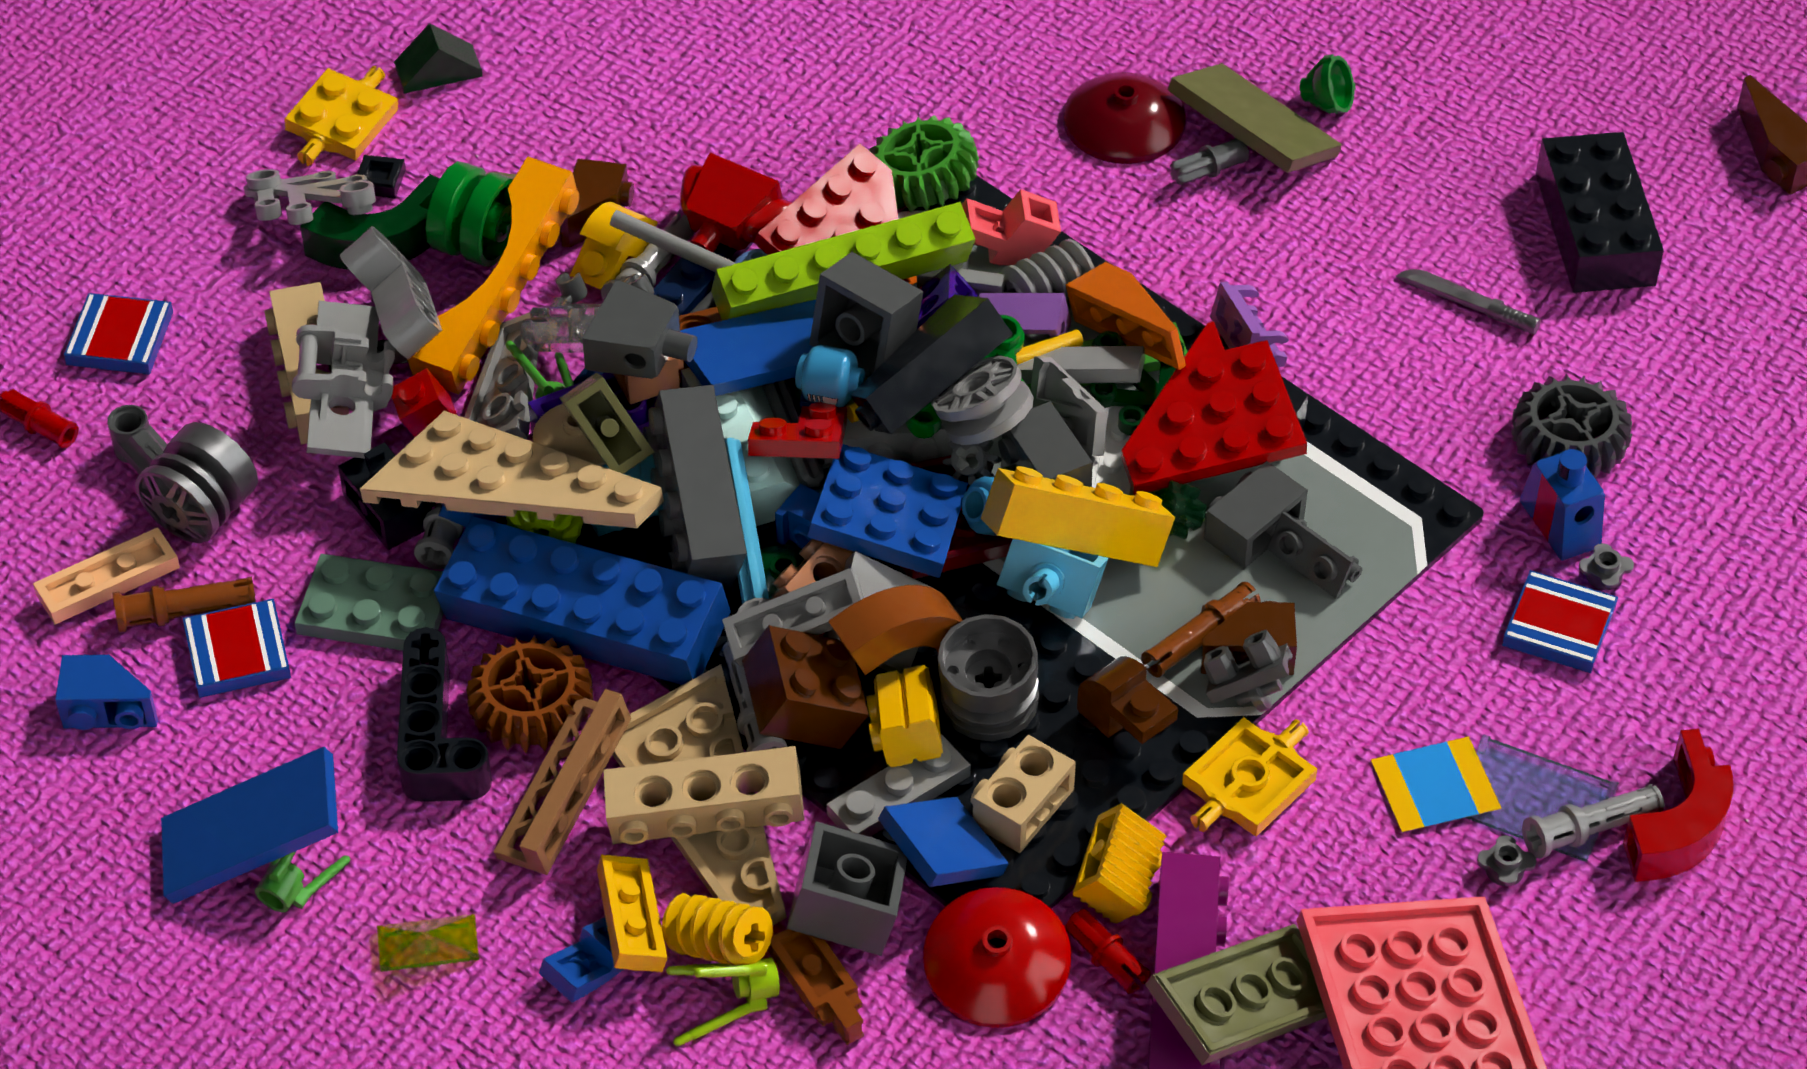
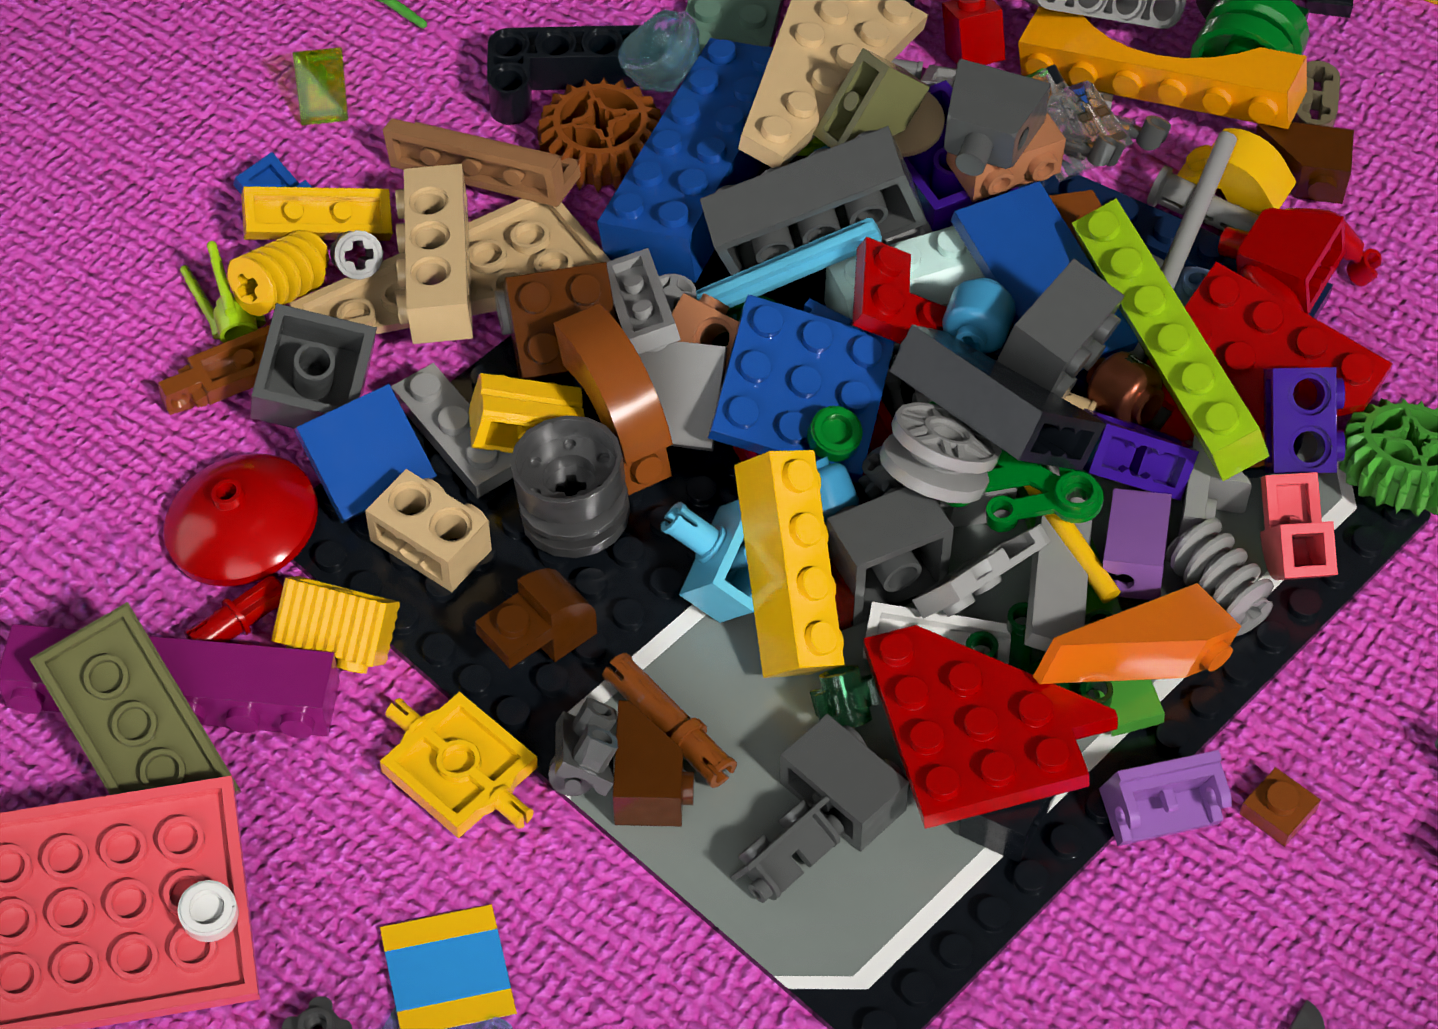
camera: 90 degrees right, 5 degrees up
(460, 601) = (661, 51): none -> clear light blue hair
(684, 875) = (367, 264): none -> light grey bush
(903, 190) = (1287, 420): none -> dark purple brick
(945, 482) = (834, 433): none -> green tile
(1239, 270) = (1280, 806): none -> dark orange plate
(1426, 922) = (208, 911): none -> white tile

